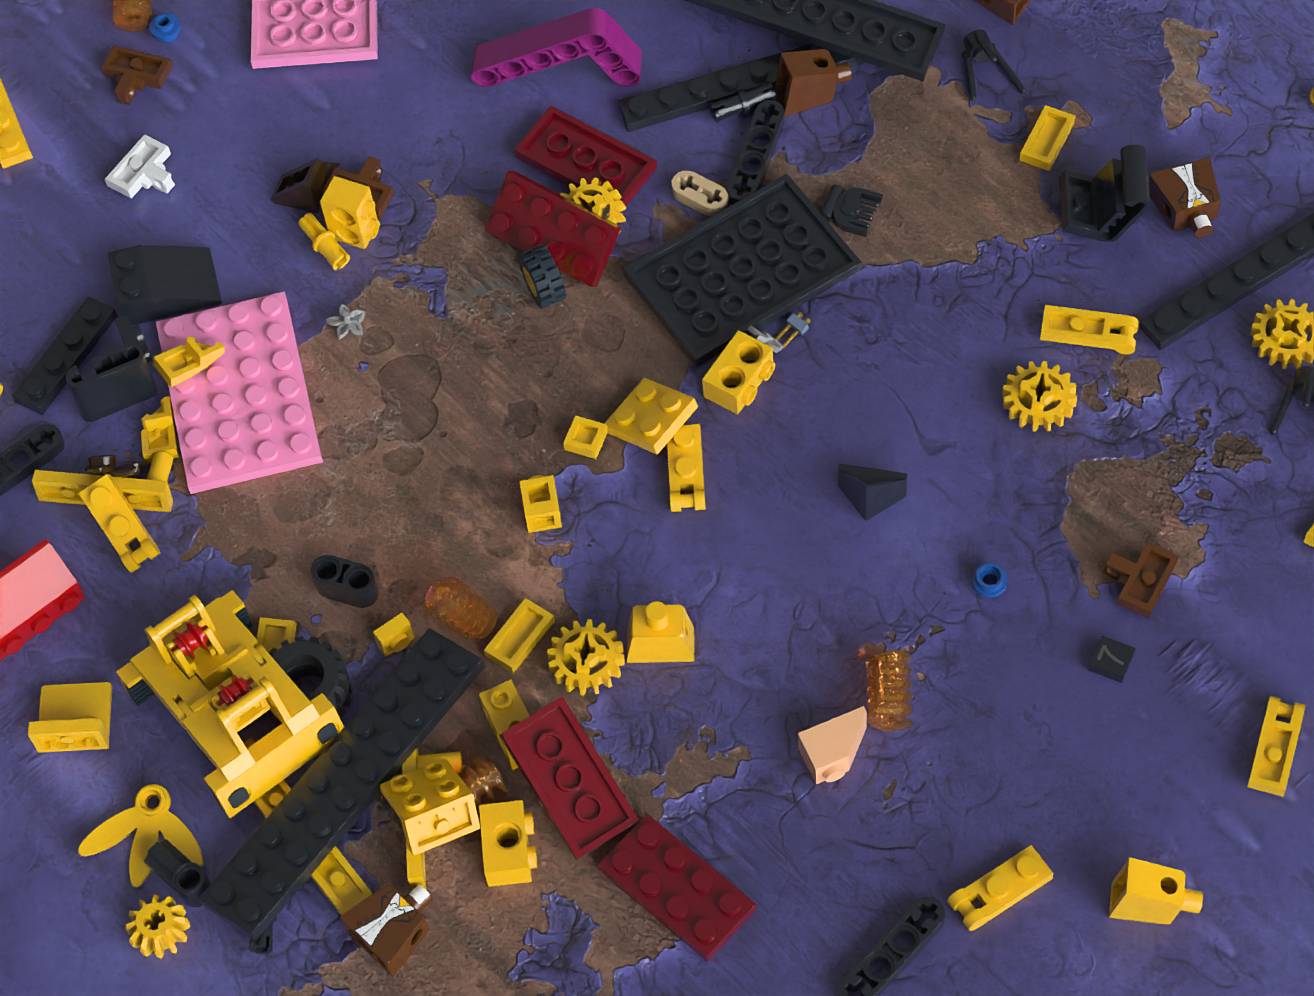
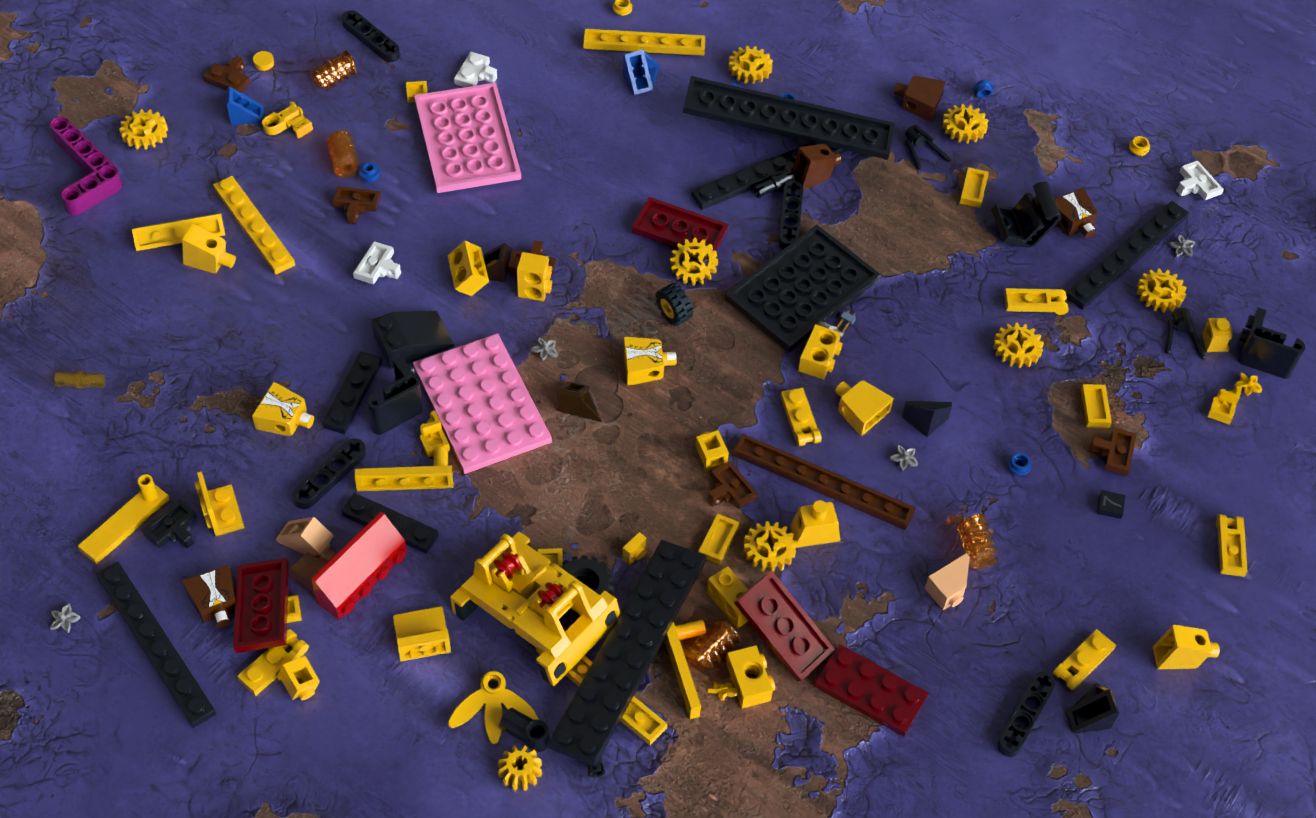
camera: 20 degrees left, 5 degrees down
(81, 558) = (414, 533): none -> black plate
(107, 464) = (403, 460): dark brown plate -> none
(119, 522) = (423, 496): yellow plate -> none
(186, 360) = (443, 384): yellow slope -> none
(263, 189) = (468, 268): none -> yellow brick
(324, 241) = (516, 298): yellow axle -> none
(346, 578) = (591, 513): black beam -> none
(370, 404) = (576, 401): none -> dark brown slope
(389, 925) = (683, 743): reddish brown torso -> none
(431, 805) = (699, 654): yellow bracket -> none
(460, 608) = (679, 524): clear orange piece -> none
(465, 857) = (724, 690): none -> yellow plant
(481, 356) = (645, 360): none -> yellow torso
(534, 215) = (659, 266): dark red plate -> none
(554, 561) = (730, 487): none -> reddish brown hinge
(557, 42) = (645, 156): magenta beam -> none
(585, 437) = (729, 404): yellow plate -> none
(651, 415) = (769, 385): yellow plate -> none
(694, 570) = (823, 481): none -> reddish brown tile
(700, 193) = (761, 243): tan beam -> none
(780, 462) = (863, 405): none -> yellow torso
(822, 548) = (905, 457): none -> light grey plant
(847, 208) = (860, 242): black piece -> none
(988, 967) = (1094, 710): none -> black slope
(1075, 37) = (965, 123): none -> yellow gear
(1134, 504) = (1096, 406): none -> yellow tile

